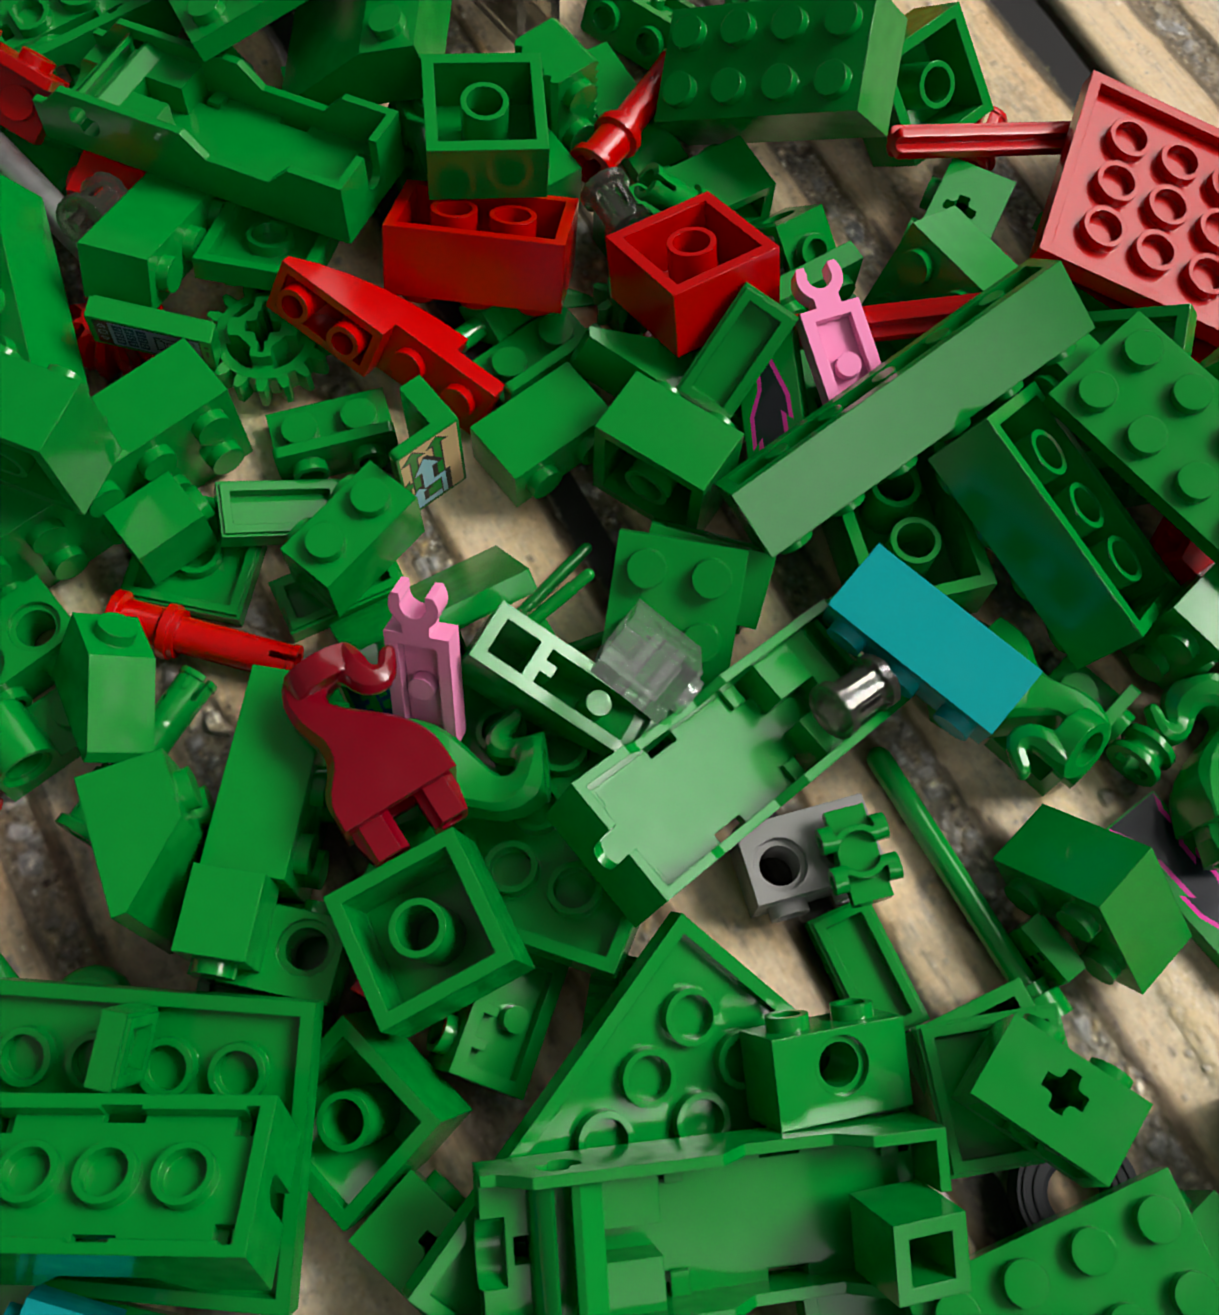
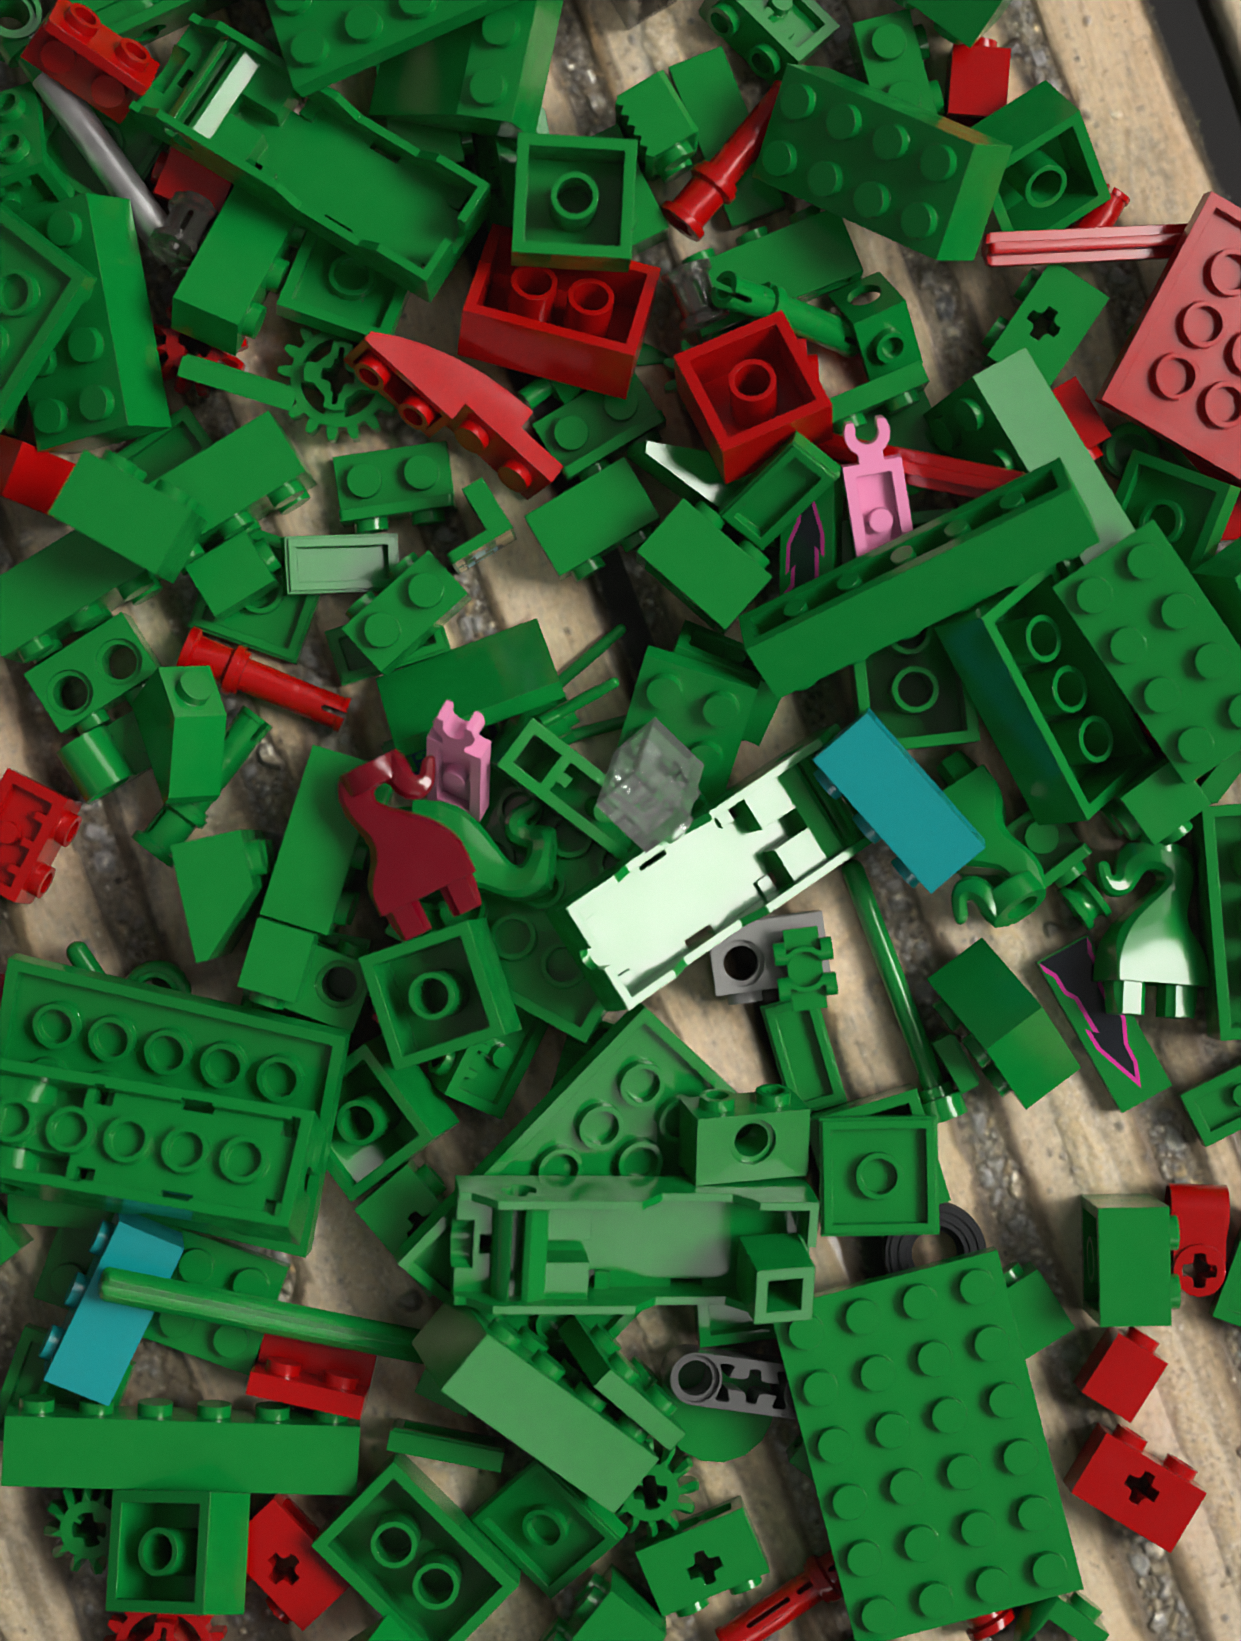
camera: 15 degrees right, 20 degrees up
(121, 1046) = (195, 1051): green tile -> none
(854, 696) = (824, 839): clear smoke bush -> none
(1100, 1110) = (920, 1225): green brick -> none

